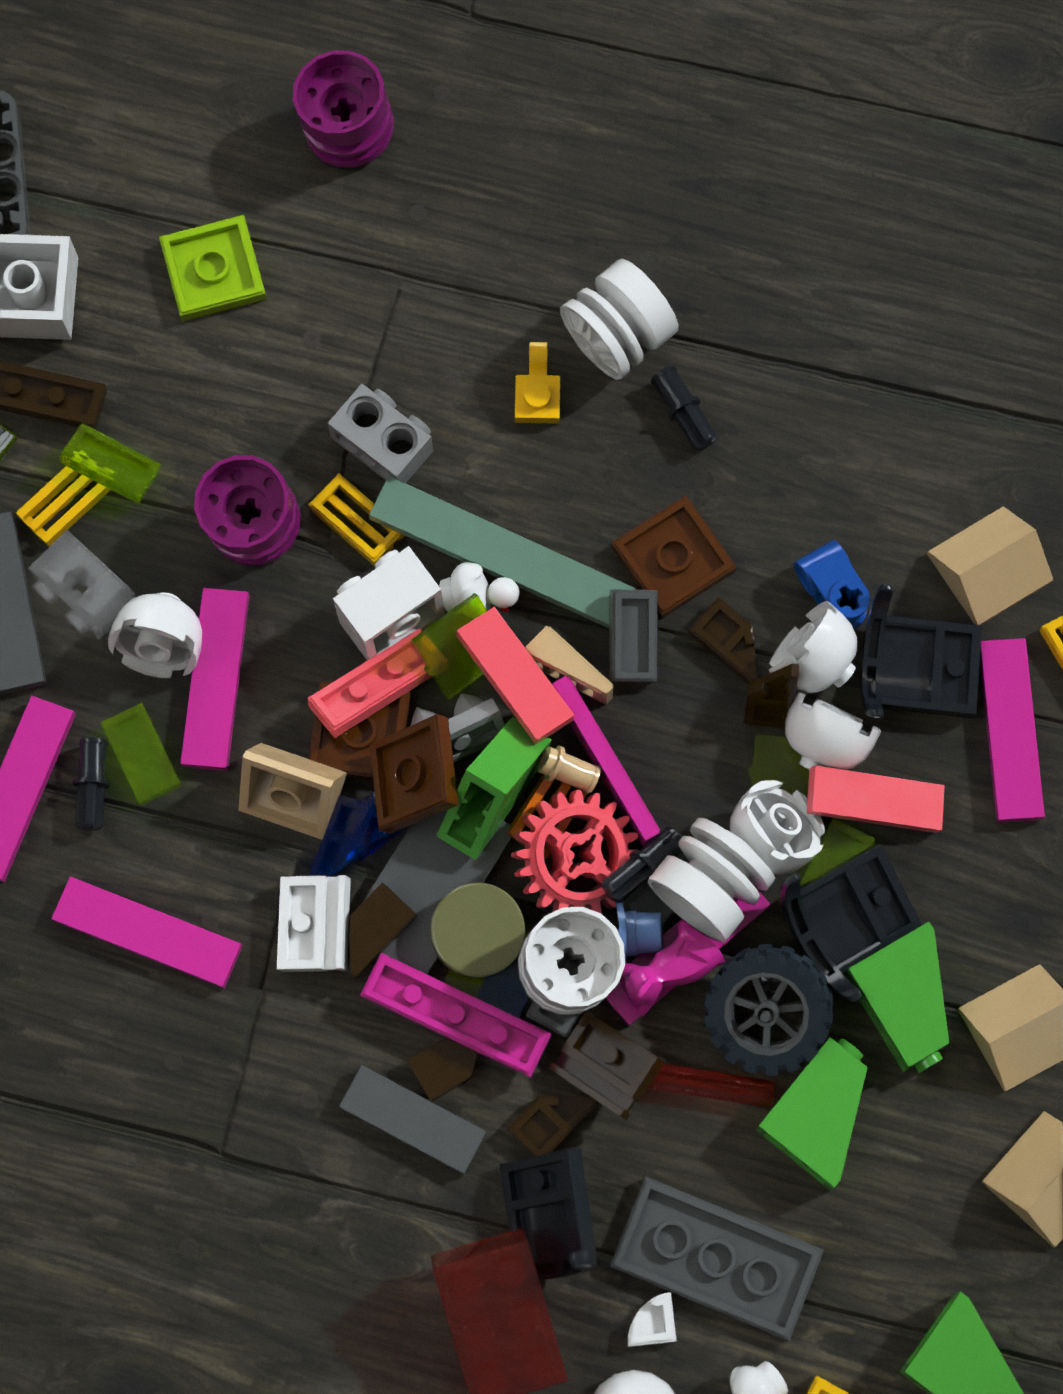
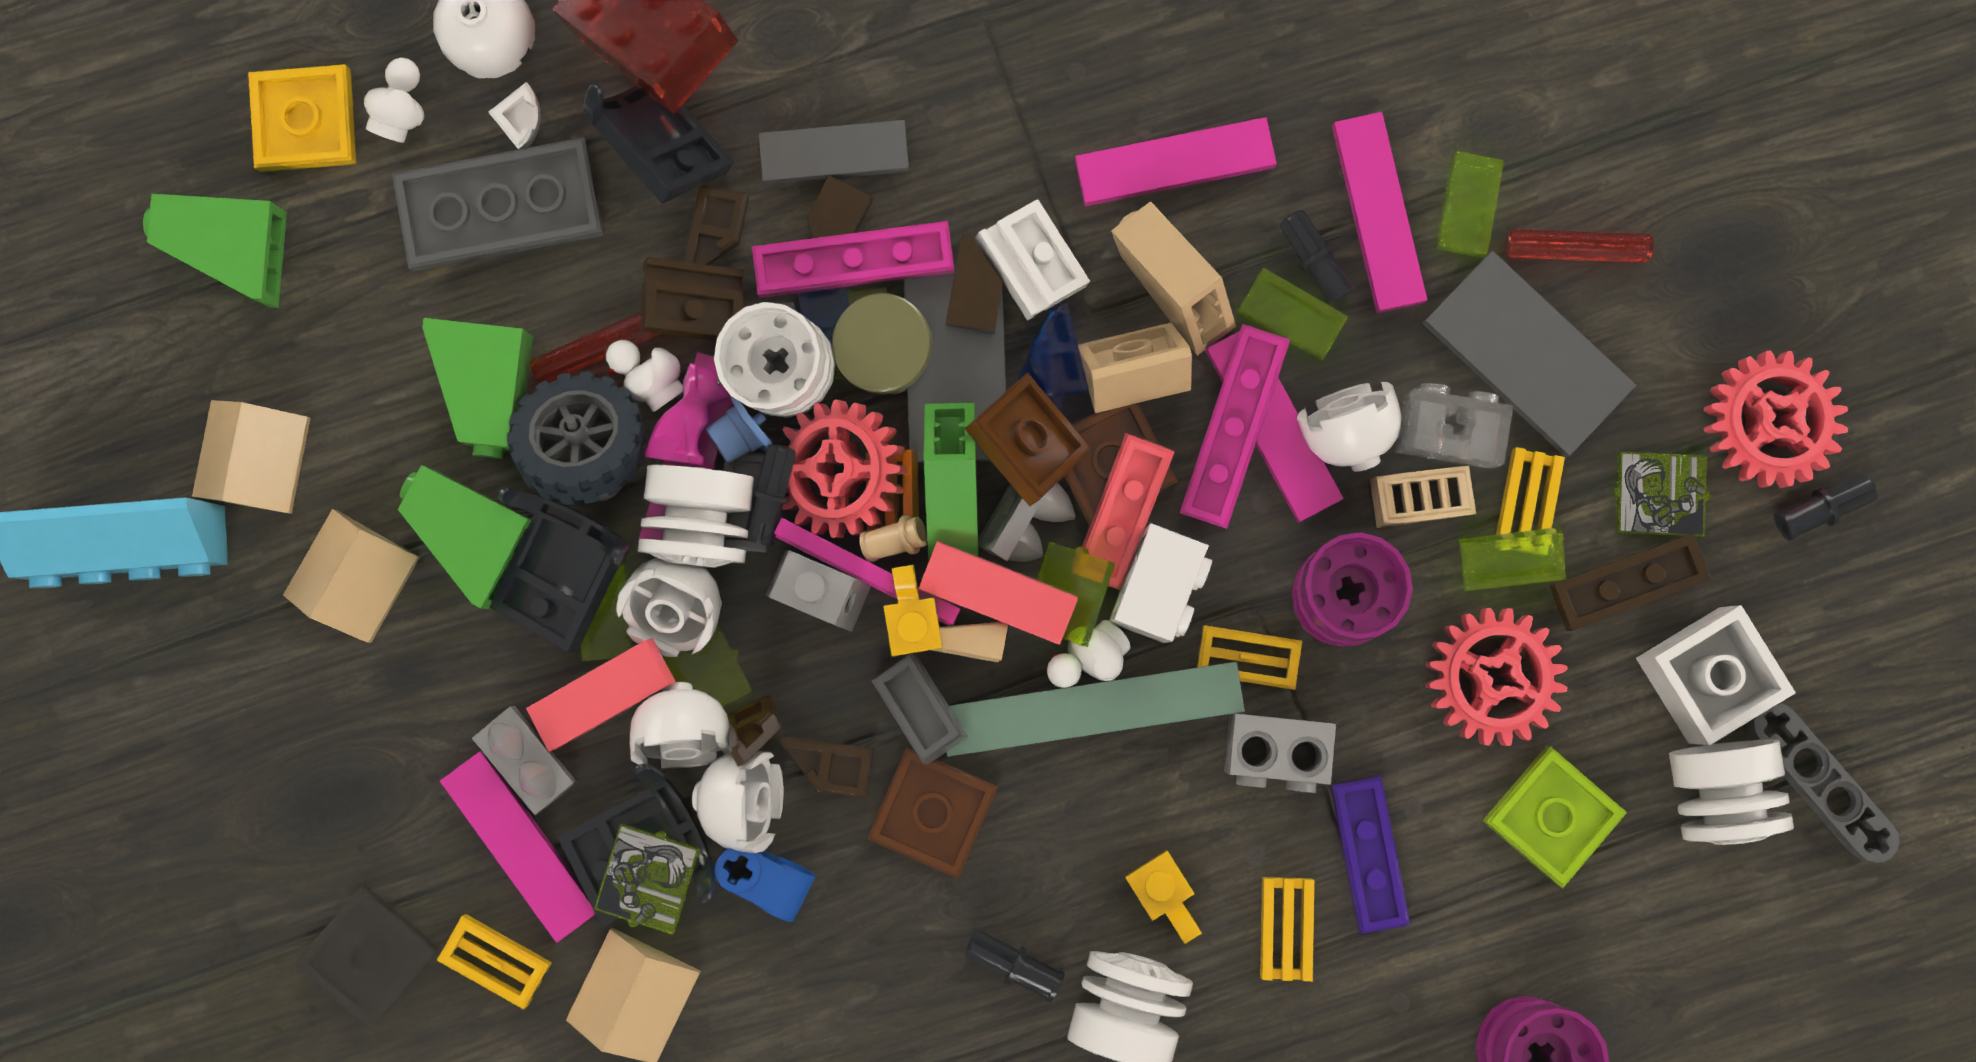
camera: 145 degrees right, 10 degrees up
(76, 198) = (1731, 791): none -> white wheel
(173, 567) = (1384, 501): none -> tan slope
(197, 377) = (1484, 694): none -> coral gear
(212, 838) = (1175, 277): none -> tan slope
(246, 692) = (1235, 426): none -> dark pink tile
(366, 325) = (1369, 854): none -> dark purple tile
(484, 282) = (1287, 972): none -> yellow tile
(594, 695) = (912, 621): none -> yellow plate
(658, 775) = (818, 590): none -> light grey torso
(682, 1025) = (650, 382): none -> white animal
(924, 637) = (647, 879): none -> piece
(968, 793) = (524, 760): none -> light grey tile

